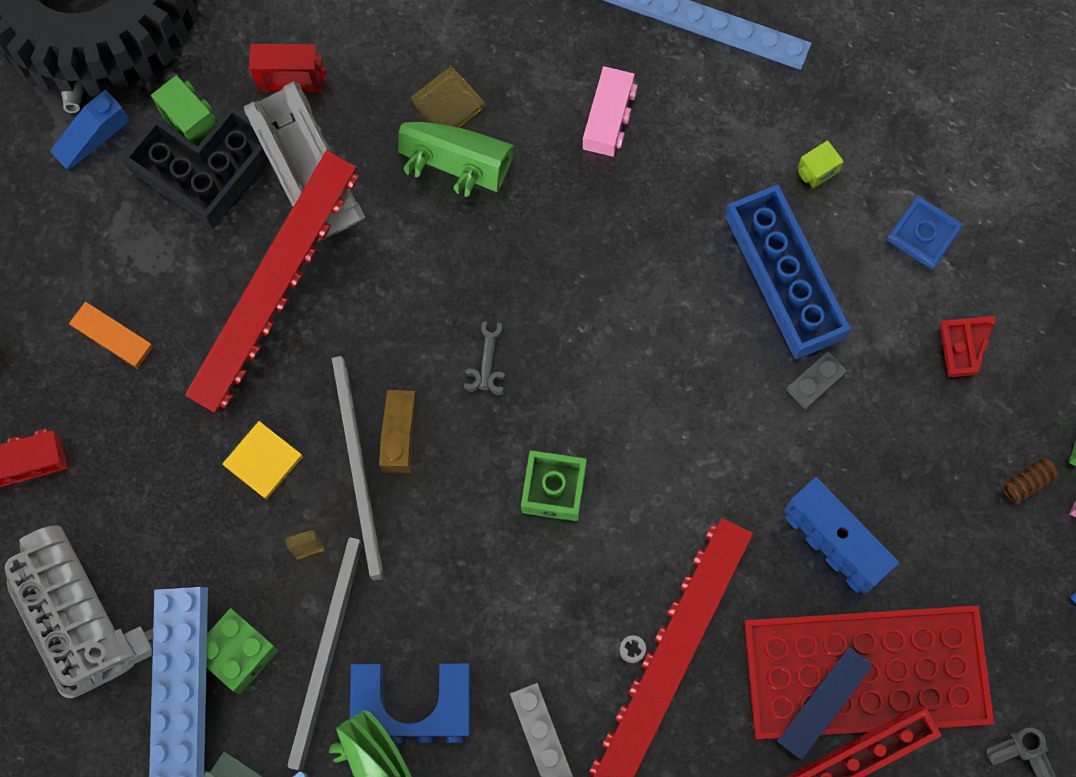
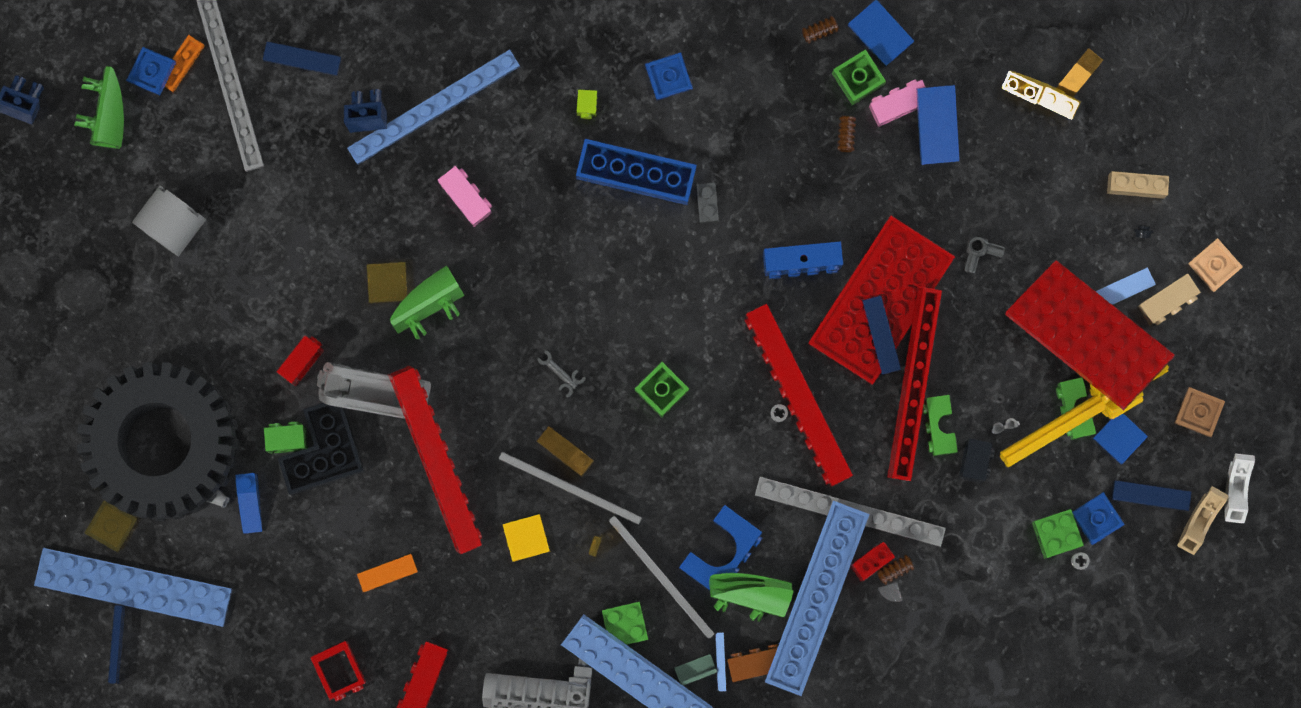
camera: 60 degrees left, 10 degrees up
(965, 344) = (748, 107): red wing -> none

